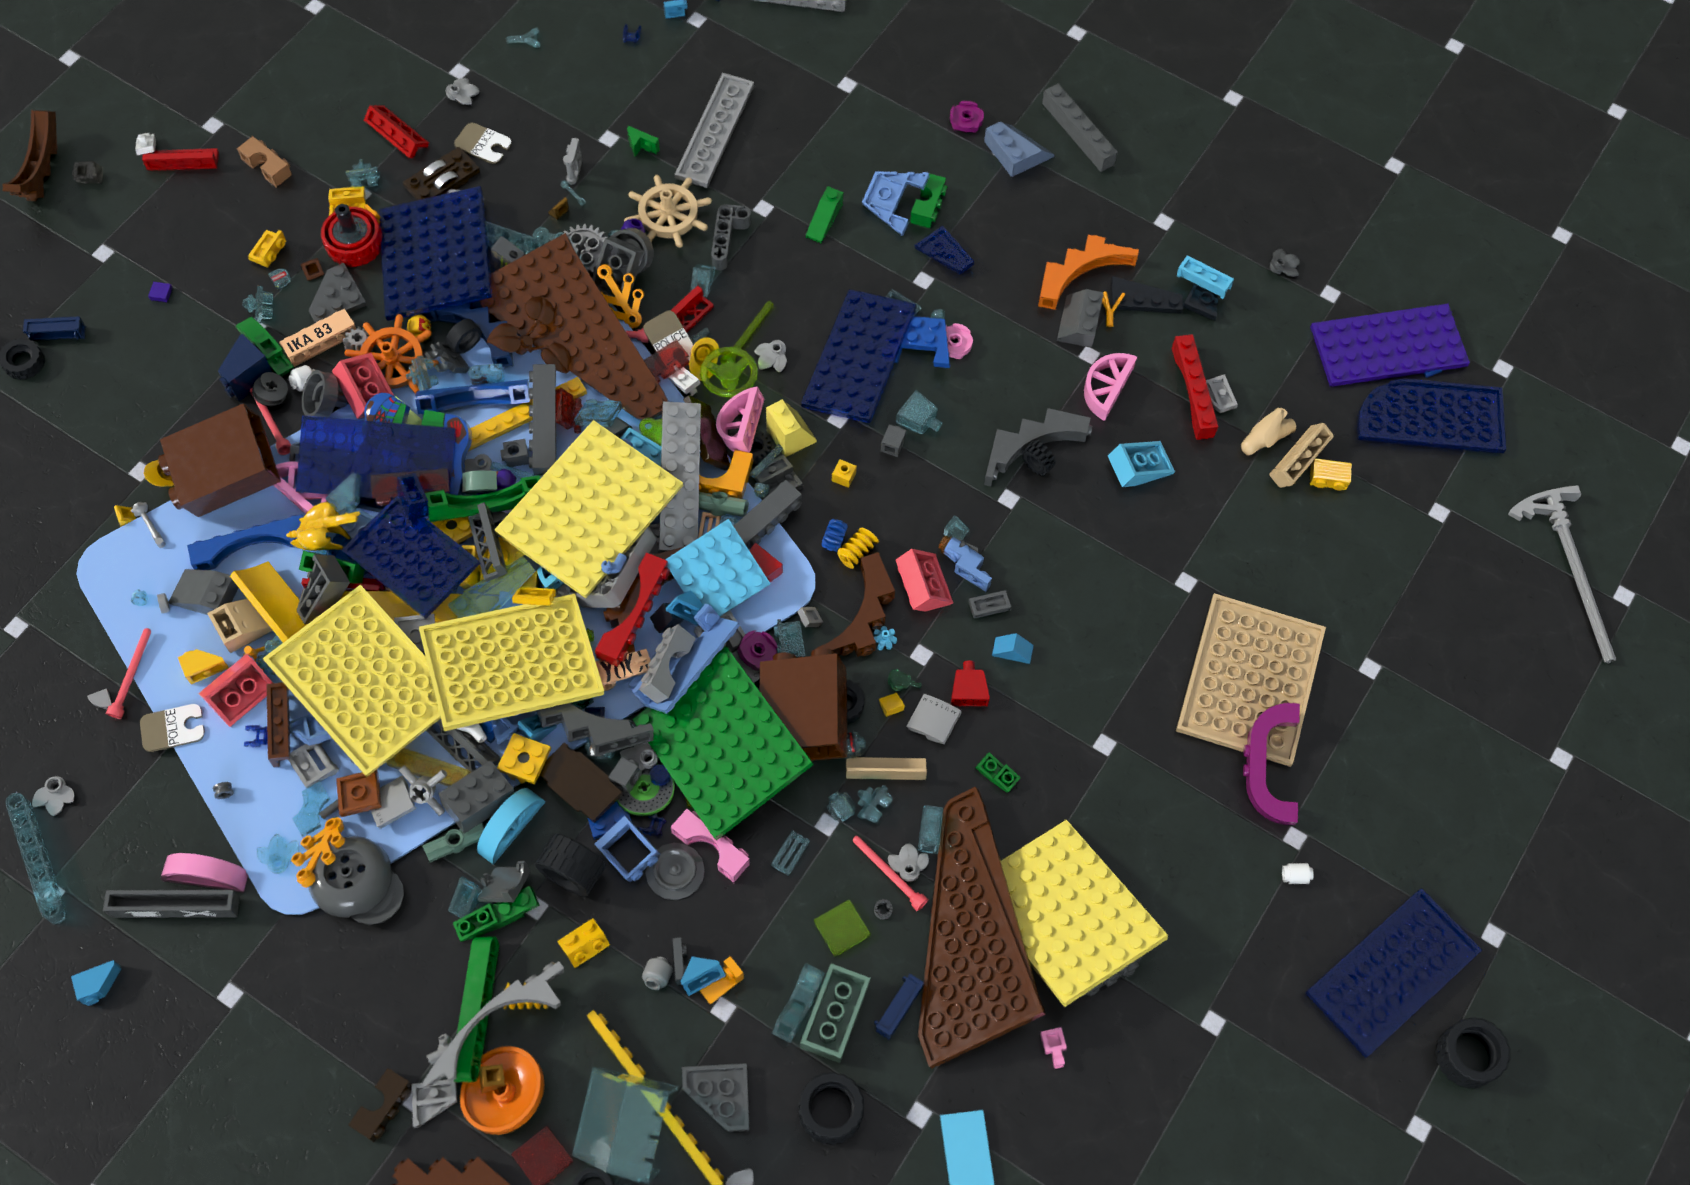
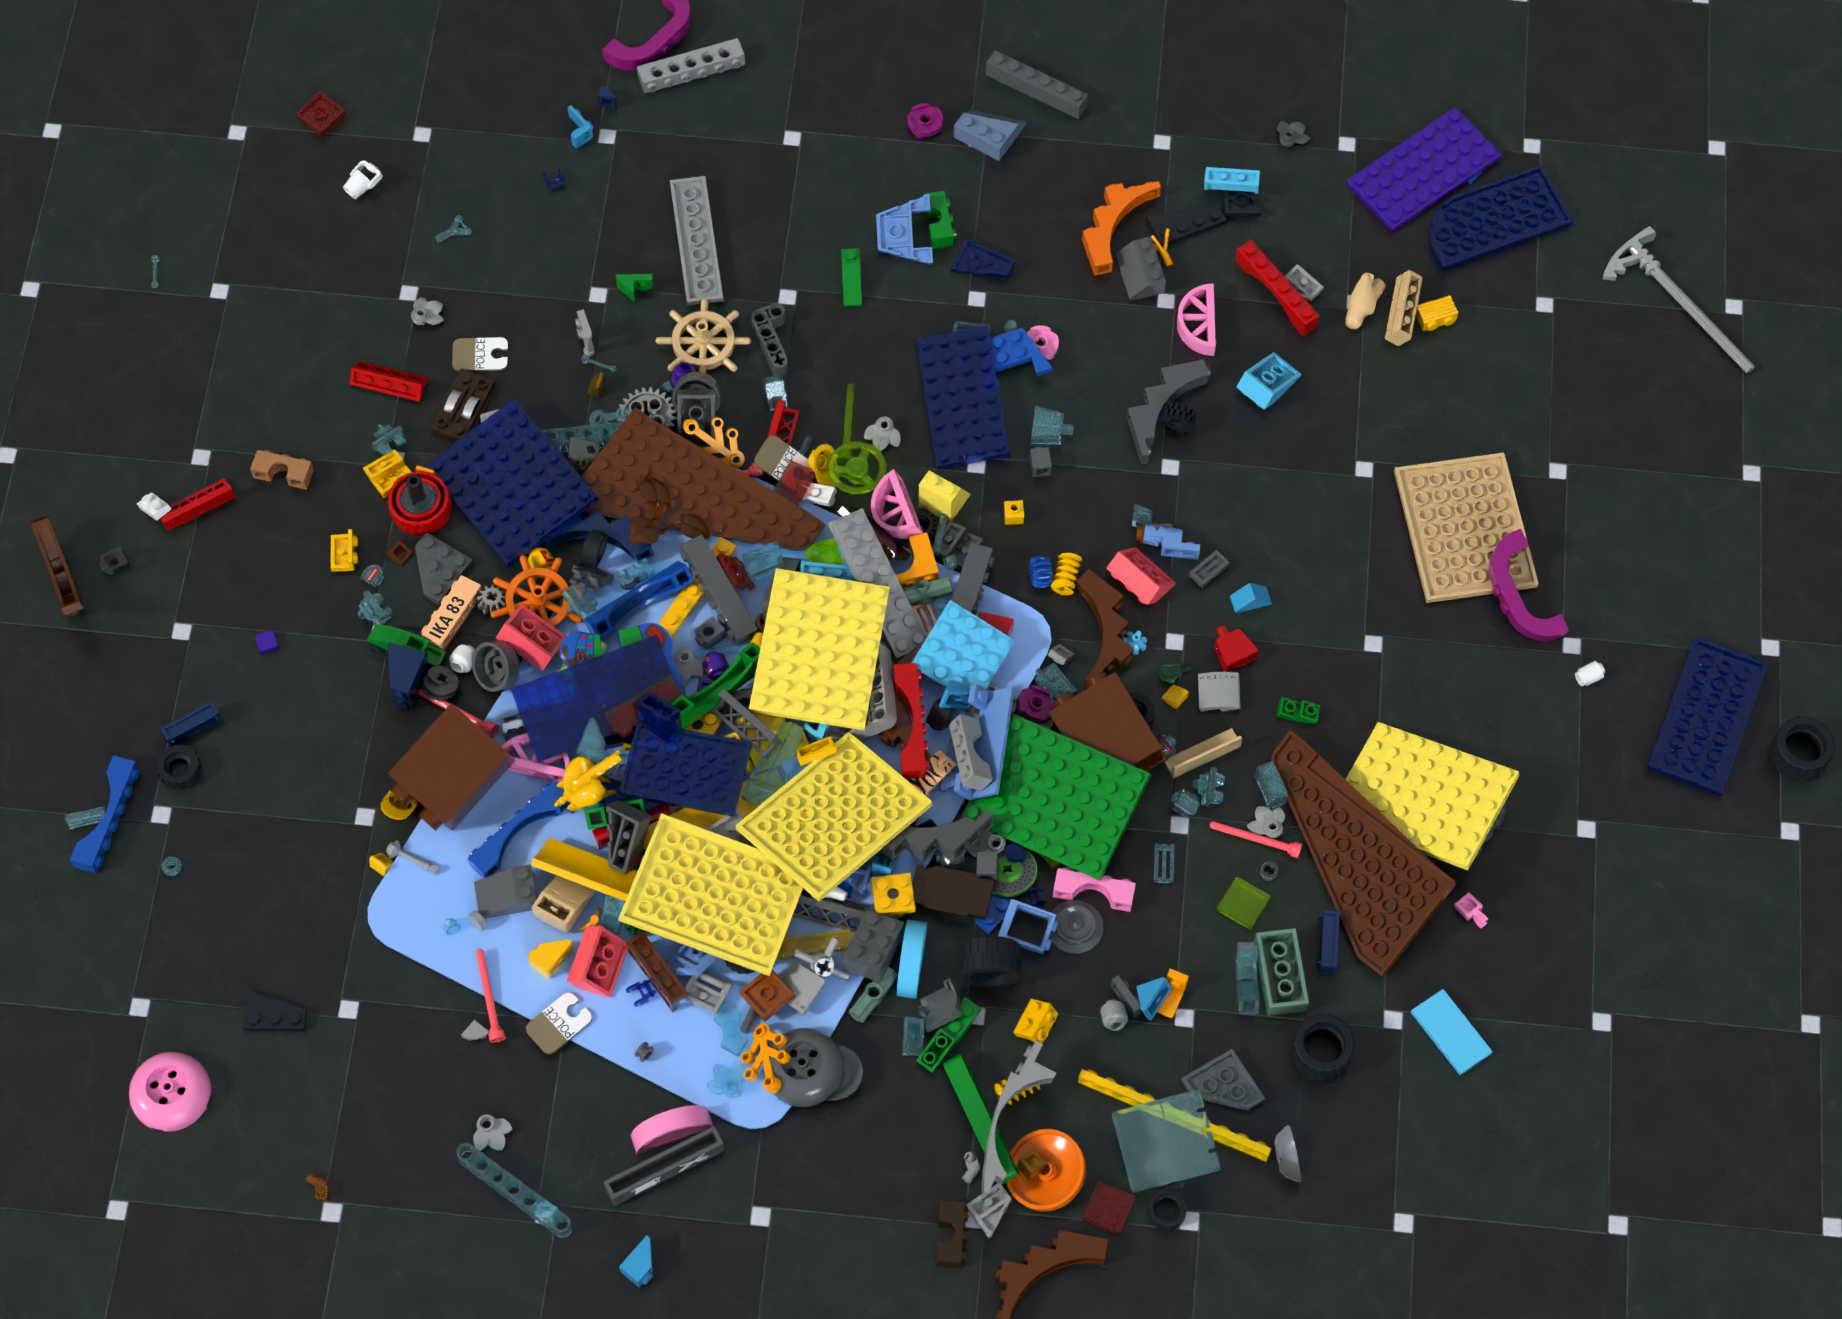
camera: 25 degrees left, 0 degrees up
(479, 482) = (700, 674): sand green brick -> none
(614, 567) = (876, 689): medium blue arm -> none

